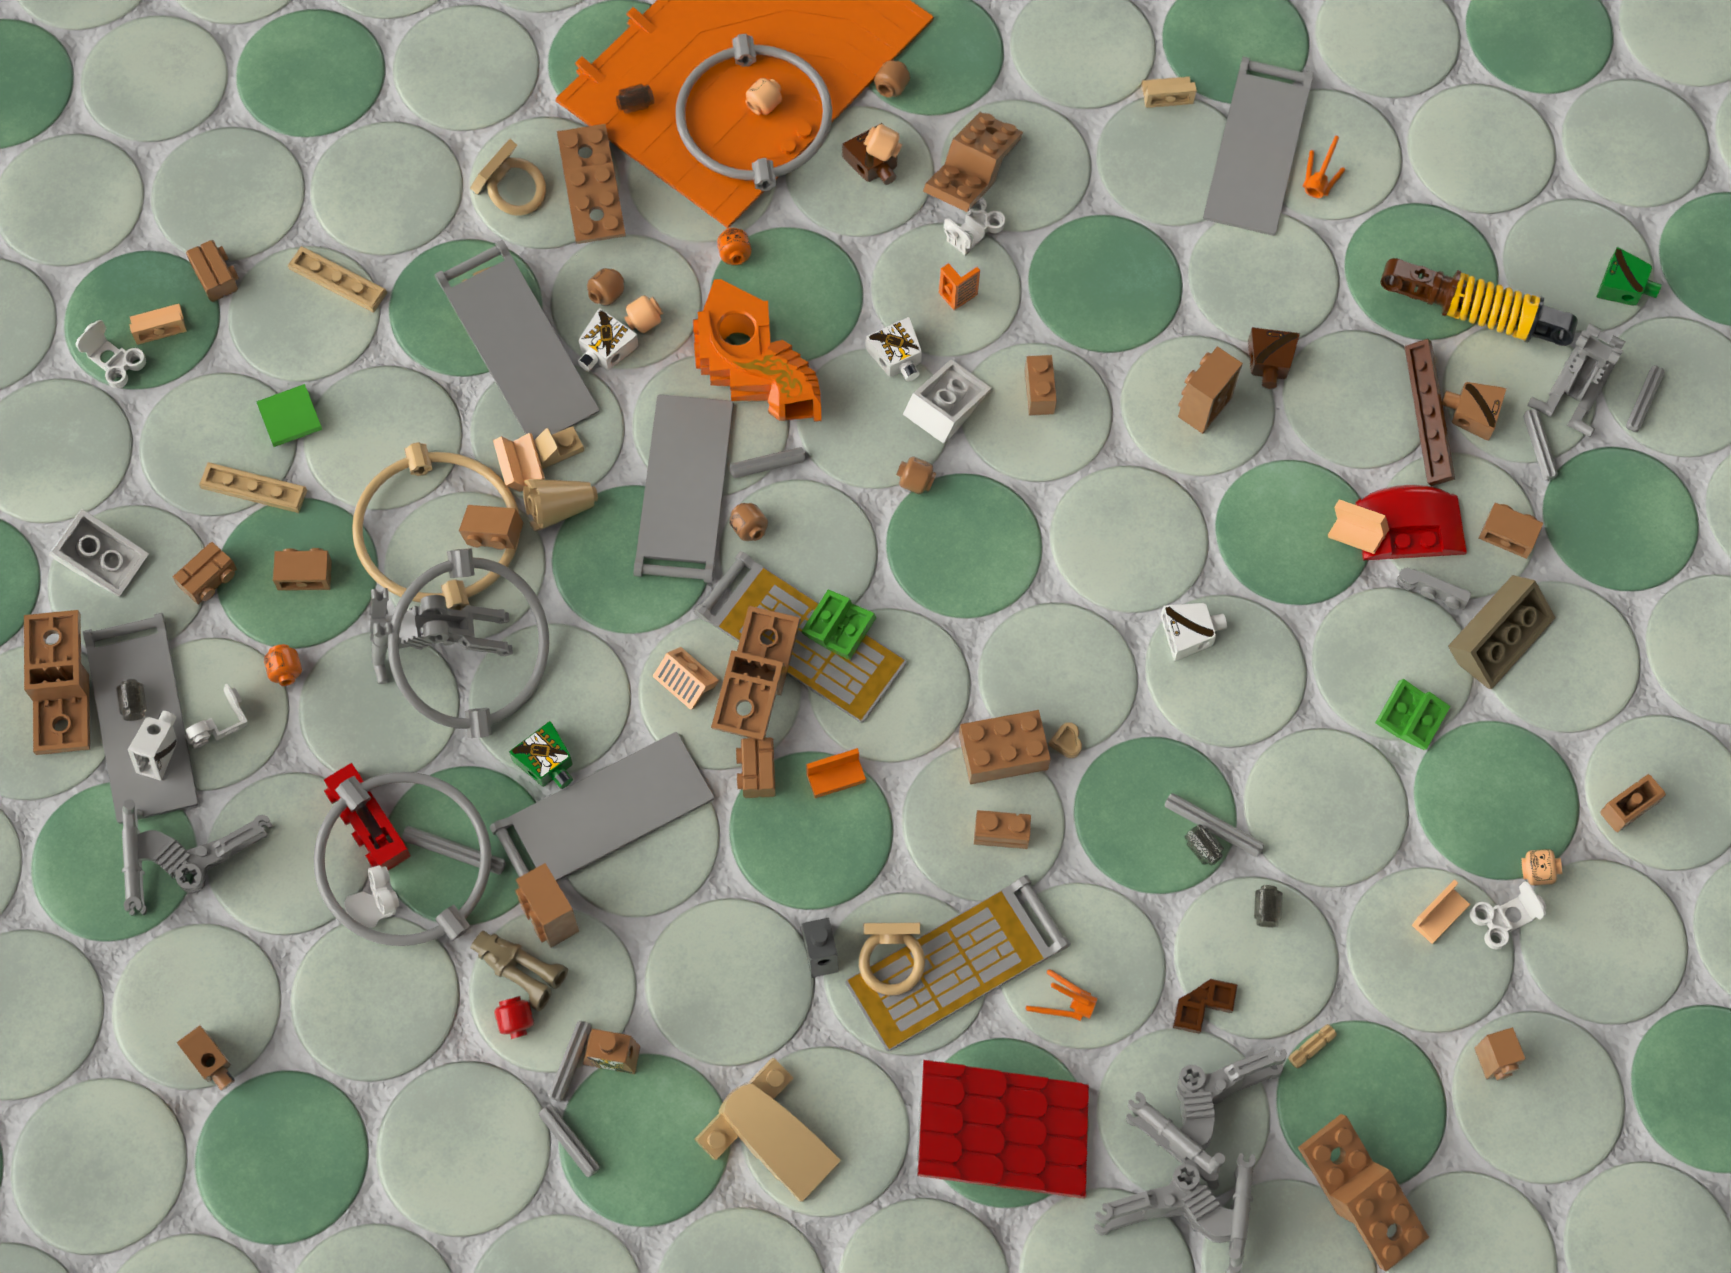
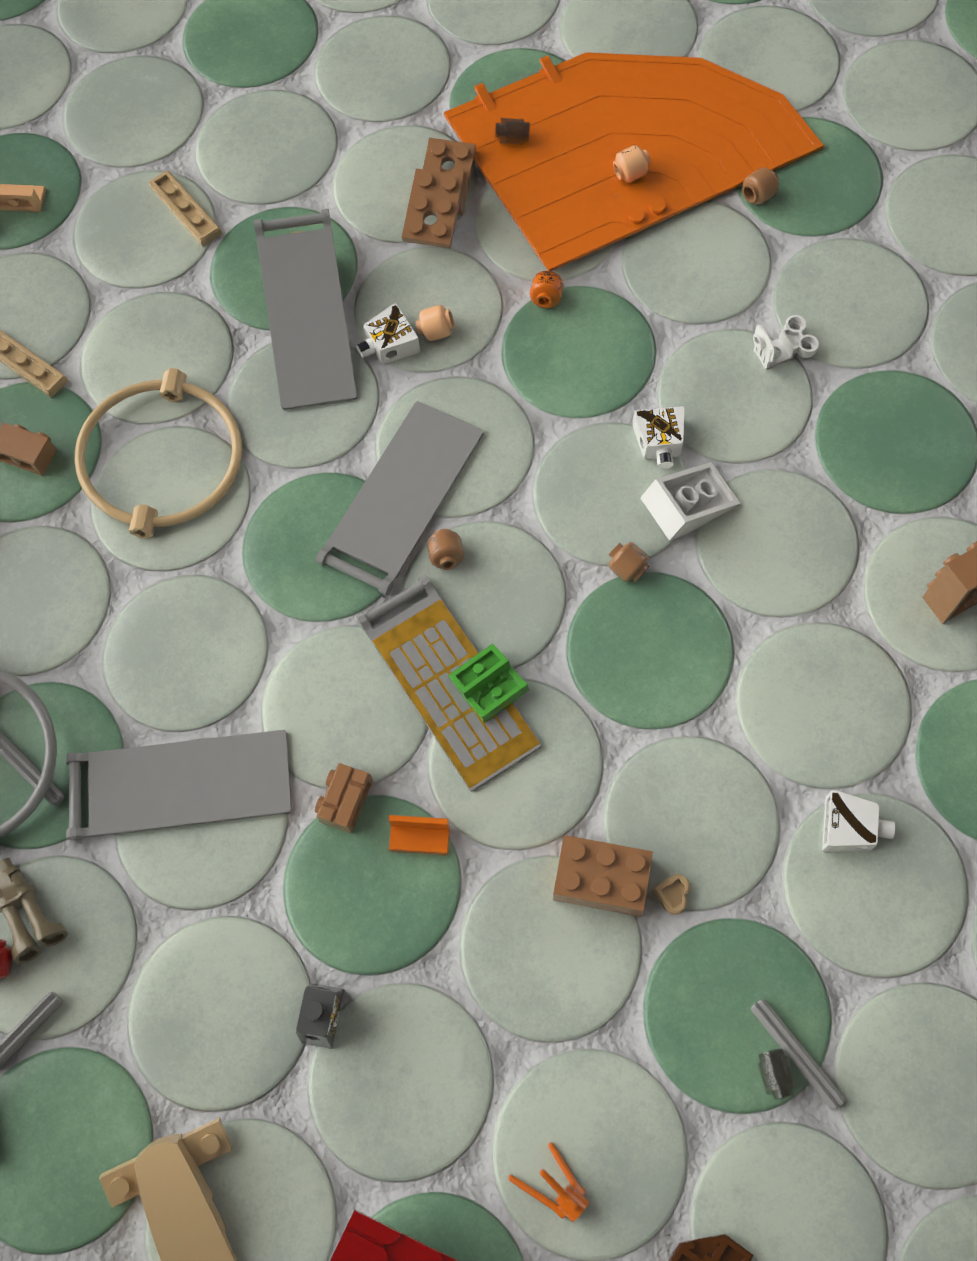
camera: 30 degrees right, 0 degrees up
(212, 270) = (82, 166): medium nougat brick -> none
(289, 415) = (83, 309): bright green slope -> none
(429, 625) = (91, 538): light grey piece -> none
(477, 720) = (104, 646): light grey piece -> none
(491, 527) = (203, 468): medium nougat brick -> none
(495, 172) = (360, 154): tan tile -> none
(518, 461) = (258, 418): light nougat panel -> none
(544, 757) = (148, 706): torso -> none
(546, 906) = (65, 860): medium nougat brick -> none
(556, 500) = (275, 465): tan cone -> none
(558, 446) = (297, 417): tan slope -> none
(605, 286) = (412, 287): medium nougat head -> none
(611, 1051) = (59, 1037): medium nougat torso -> none
(684, 677) = (318, 678): light nougat panel -> none
(755, 368) = (519, 404): orange animal -> none
(756, 673) = (381, 702): medium nougat bracket -> none
(762, 170) = (603, 229): light grey piece -> none
(767, 462) = (490, 499): light grey axle -> none
(866, 165) = (712, 248): reddish brown torso -> none
(882, 142) = (725, 236): light nougat head -> none
(891, 934) = (399, 1035): tan tile -> none
(958, 289) = (746, 396): orange panel -> none
(961, 964) = (453, 1094): flag -> none
(973, 161) = (808, 282): medium nougat bracket -> none
(1002, 829) = (563, 965): medium nougat brick -> none
(1040, 385) = (790, 516): medium nougat brick -> none
(1268, 906) = (823, 1176): clear smoke brick -> none

